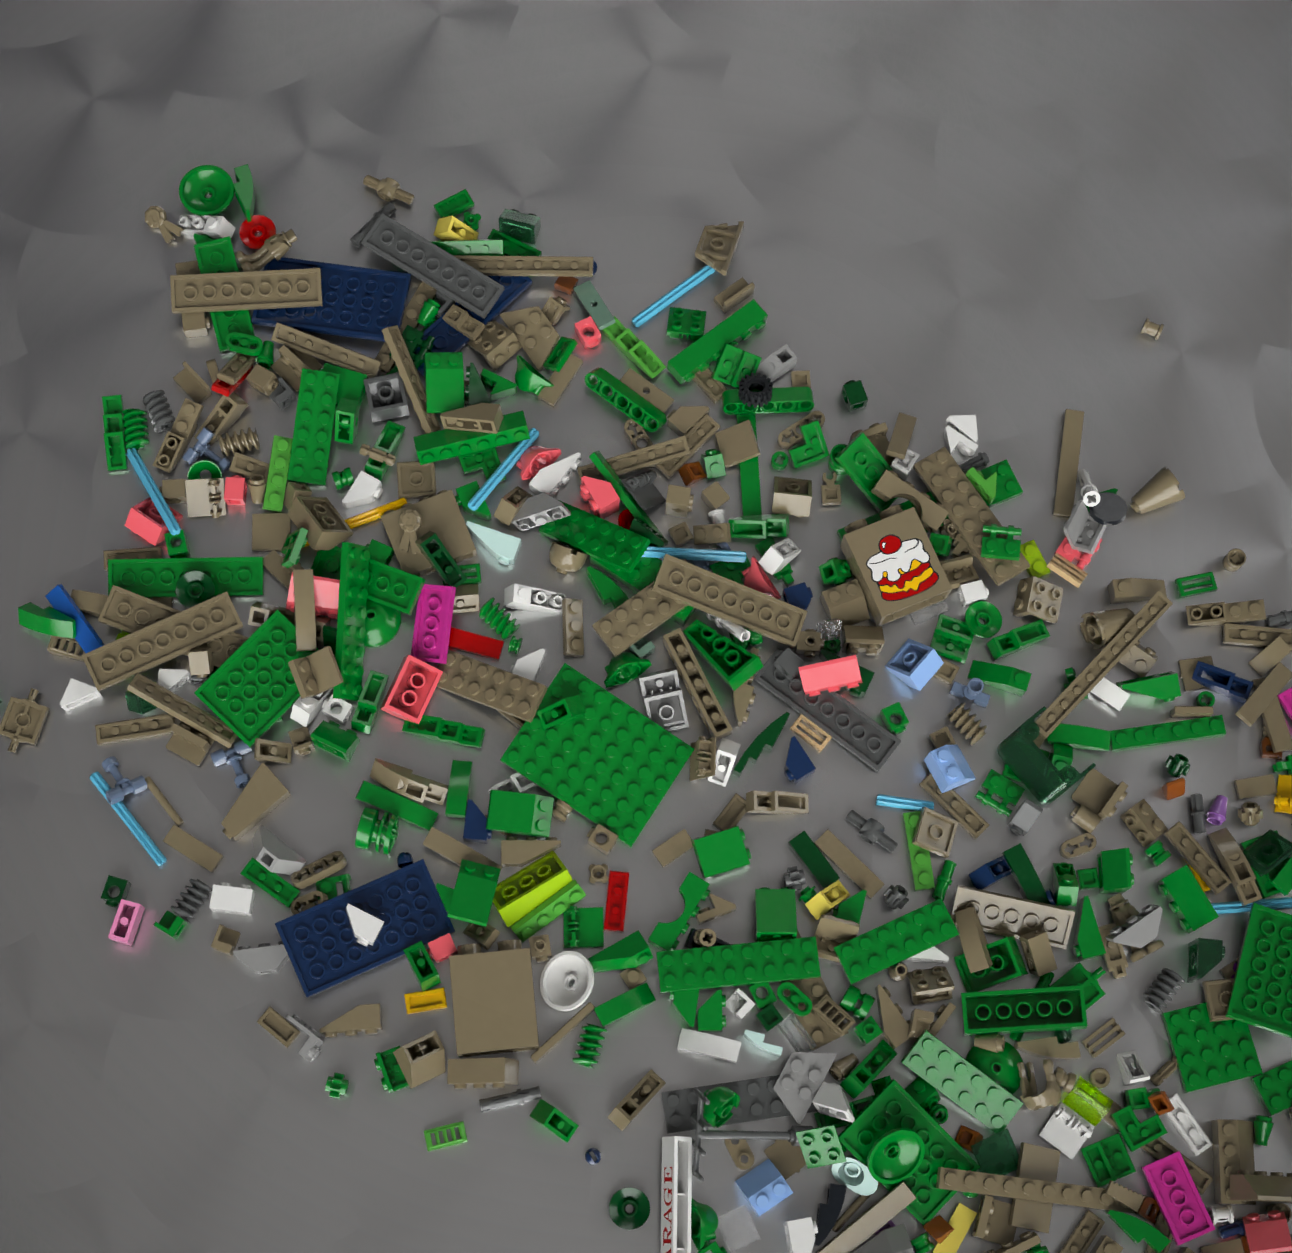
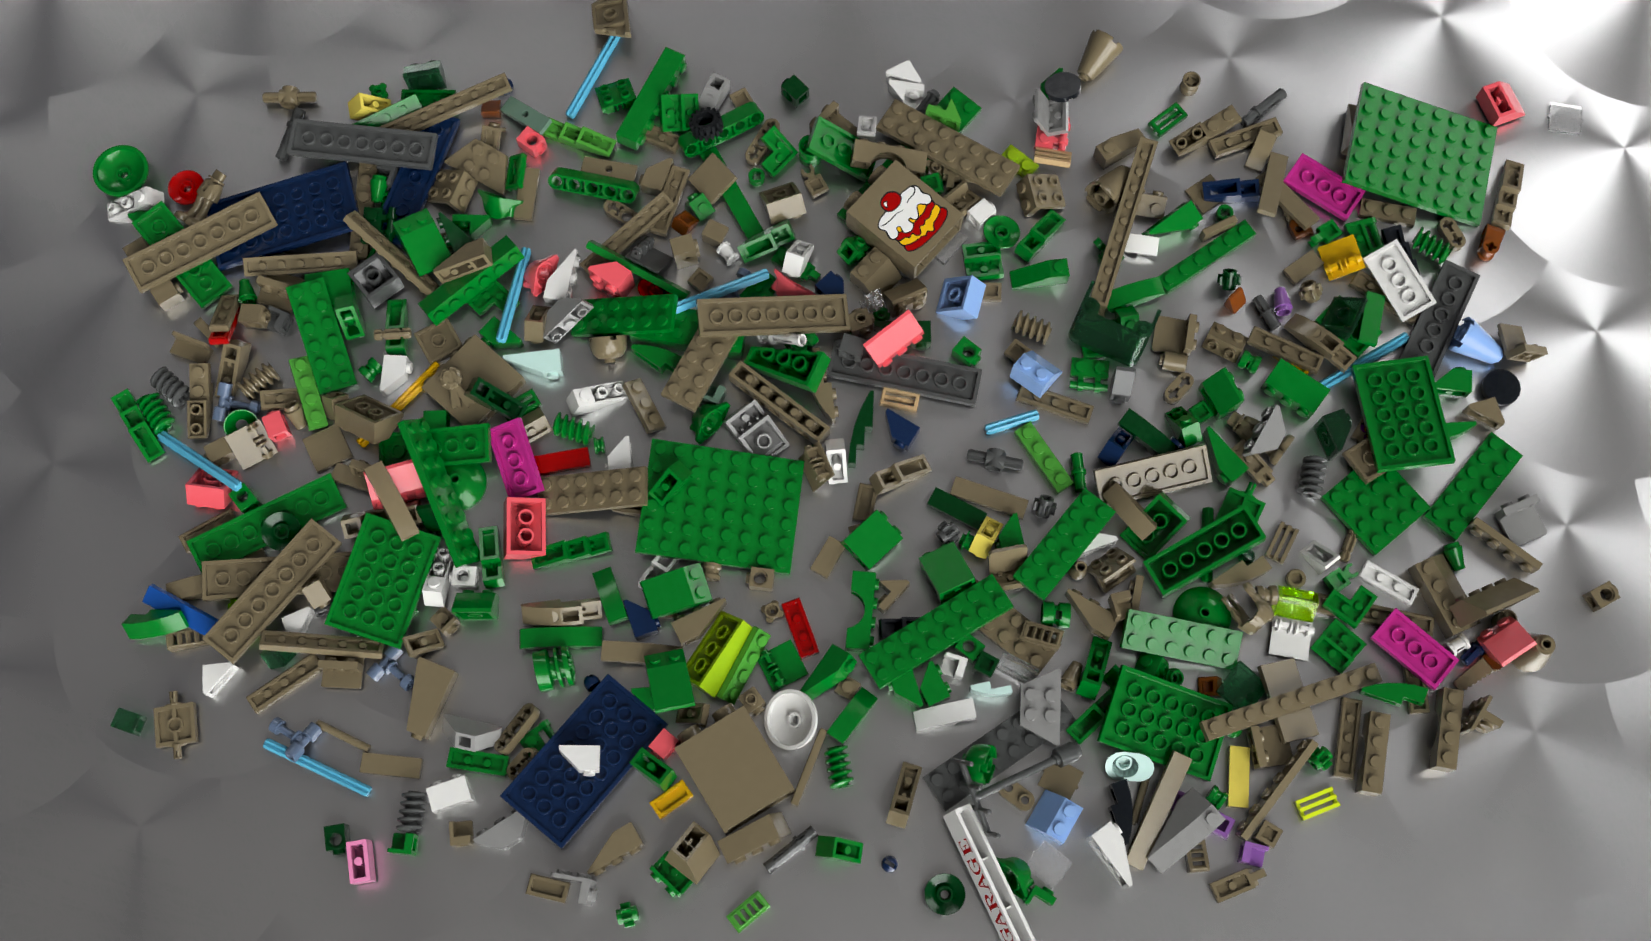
camera: 20 degrees left, 0 degrees up
(156, 218) = (86, 217): dark tan piece -> none
(245, 190) = (156, 155): green slope -> none
(245, 343) = (221, 290): green plate -> none
(292, 547) = (353, 450): green plate -> none
(316, 672) = (429, 552): dark tan bracket -> none
(454, 204) = (356, 83): green plate -> none
(462, 322) = (415, 183): dark tan slope -> none
(640, 527) = (663, 288): dark green slope -> none
(700, 933) = (889, 621): dark tan bush -> none
(711, 533) = (728, 266): dark tan plate -> none
(734, 295) = (646, 52): dark tan panel -> none
(796, 997) = (1000, 636): green plate -> none
(821, 1146) = (1087, 755): hinge -> none
(833, 1102) = (1078, 711): white slope -> none
(867, 1030) = (1077, 634): green brick -> none
(895, 1155) = (1157, 730): green dish -> none
(901, 436) = (853, 107): dark tan tile -> none
(935, 832) = (1050, 434): dark tan tile -> none
(938, 1228) = (1223, 777): dark orange slope -> none
(971, 691) = (1022, 298): sand blue bar -> none
(991, 1042) = (1188, 592): dark tan cone -> none
(998, 547) = (988, 161): green plate -> none
(1038, 952) = (1190, 496): dark tan hinge -> none
(1068, 463) = (1008, 66): dark tan tile -> none
(1088, 489) = (1037, 78): white pin -> none
(1134, 1201) = (1380, 670): dark tan piece -> none
(1160, 1102) = (1359, 573): dark orange slope -> none

